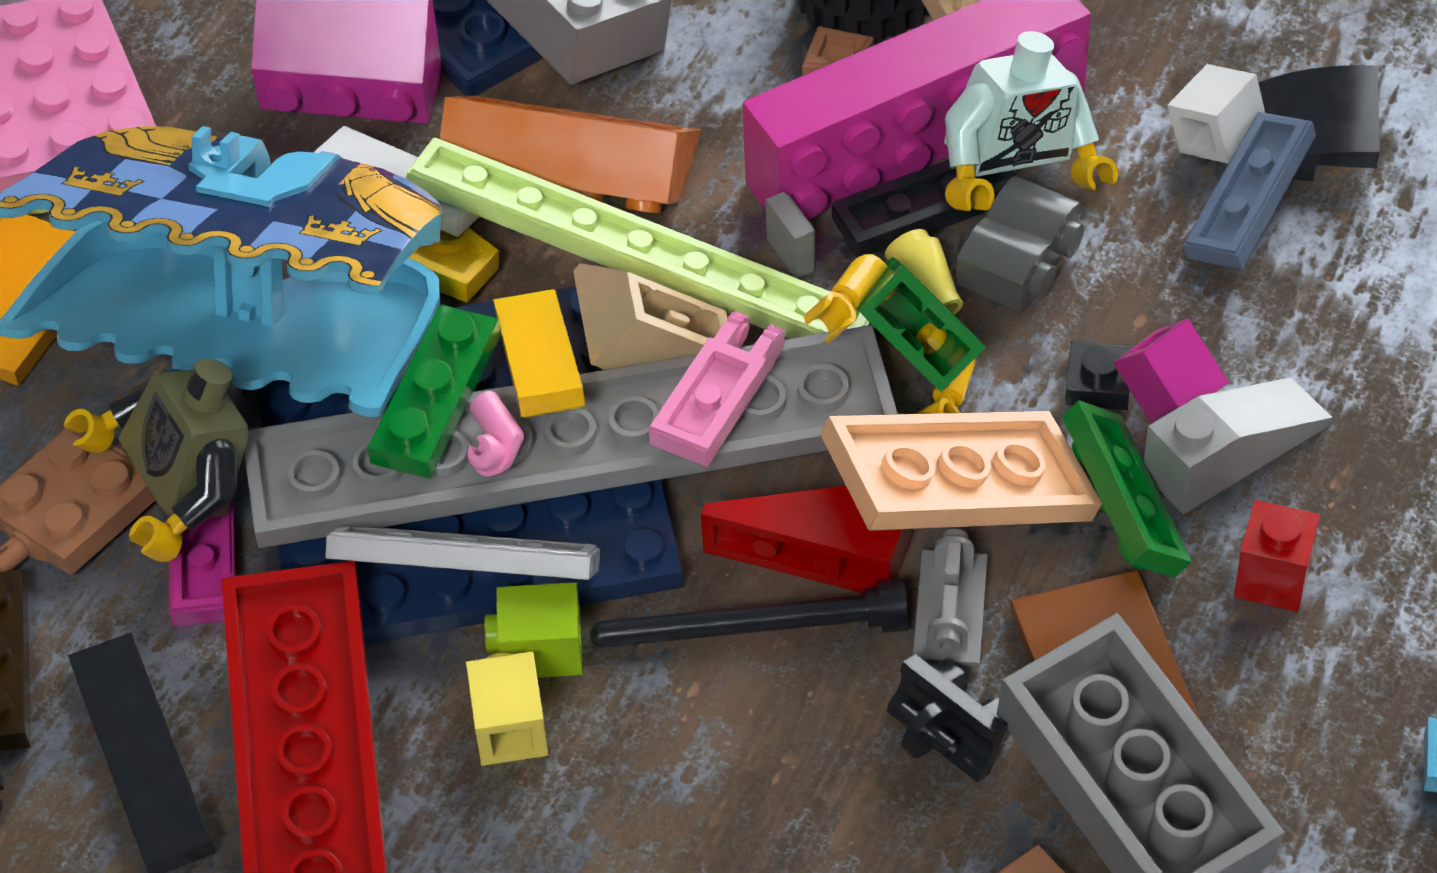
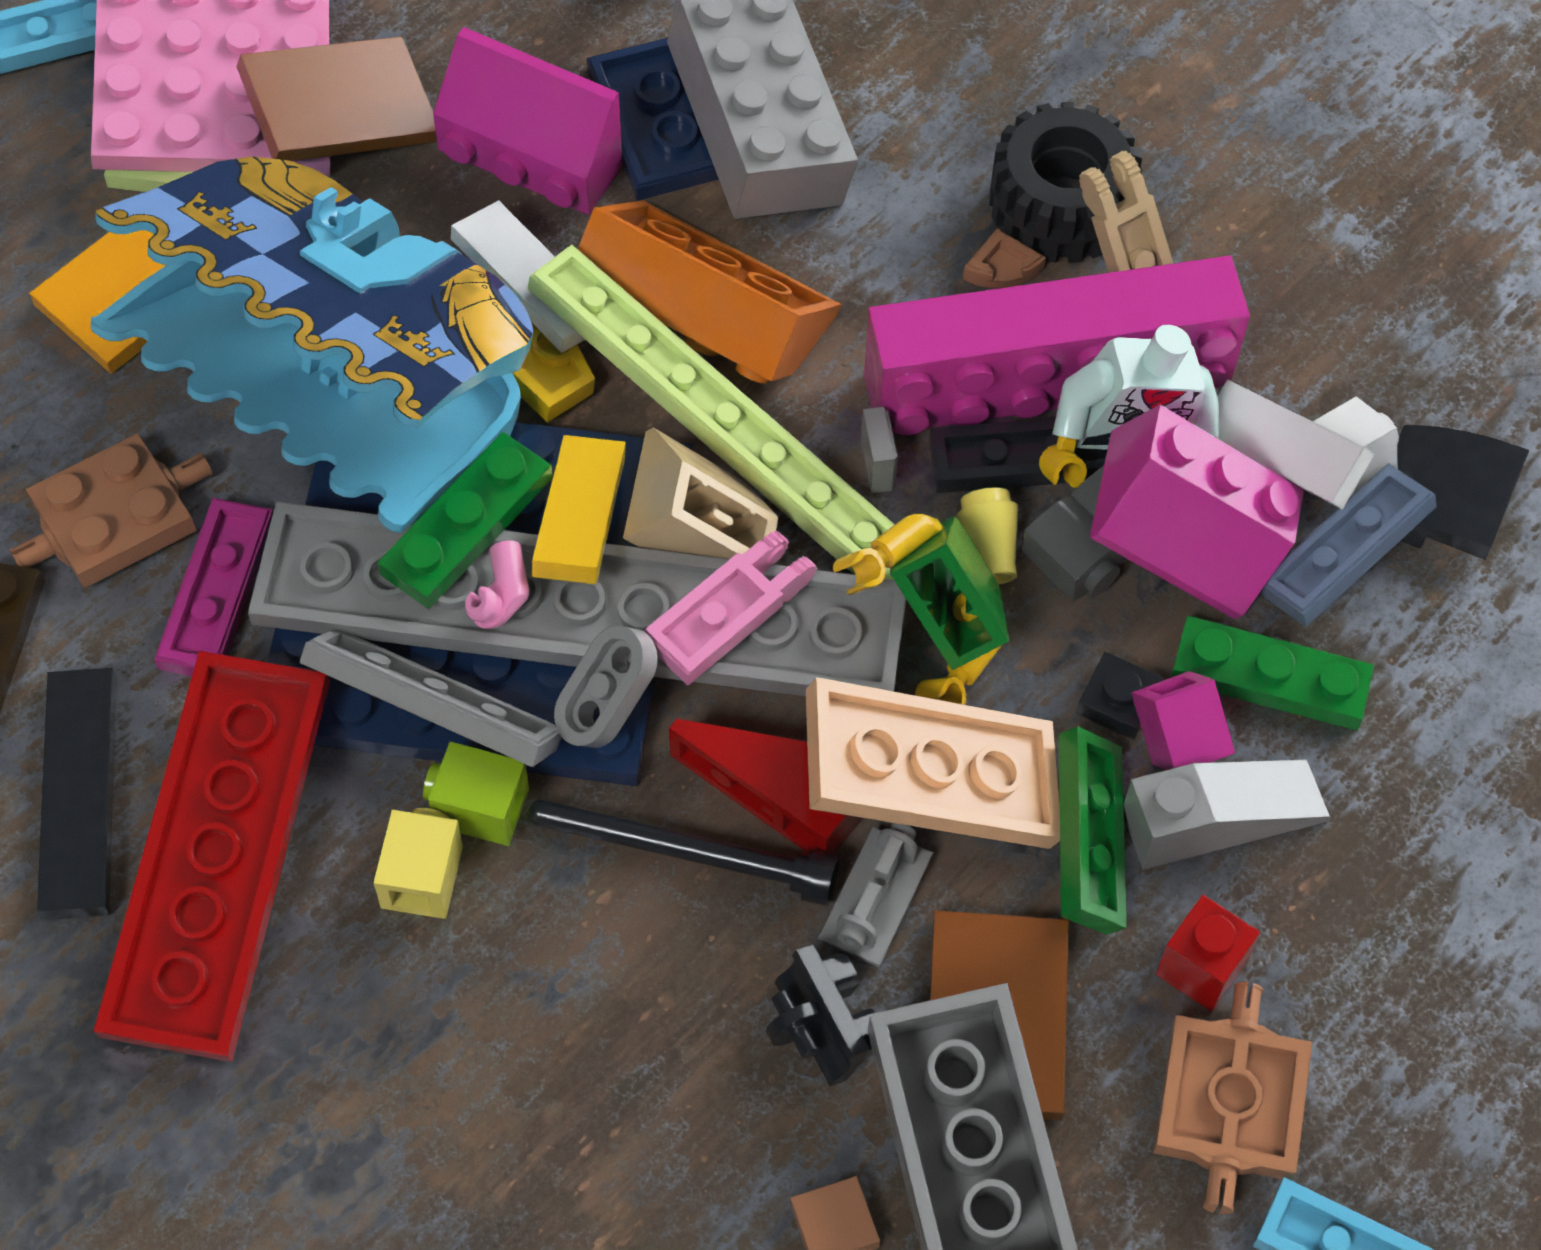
camera: 15 degrees right, 10 degrees up
(152, 79) = (337, 98): none -> tile
(183, 444) = (217, 500): torso -> none
(627, 490) = (607, 683): none -> light grey plate
(1106, 190) = (1194, 510): none -> dark pink slope
(1167, 117) = (1291, 444): none -> white tile
(1236, 313) = (1276, 672): none -> green plate
(1352, 670) = (1233, 1098): none -> nougat plate

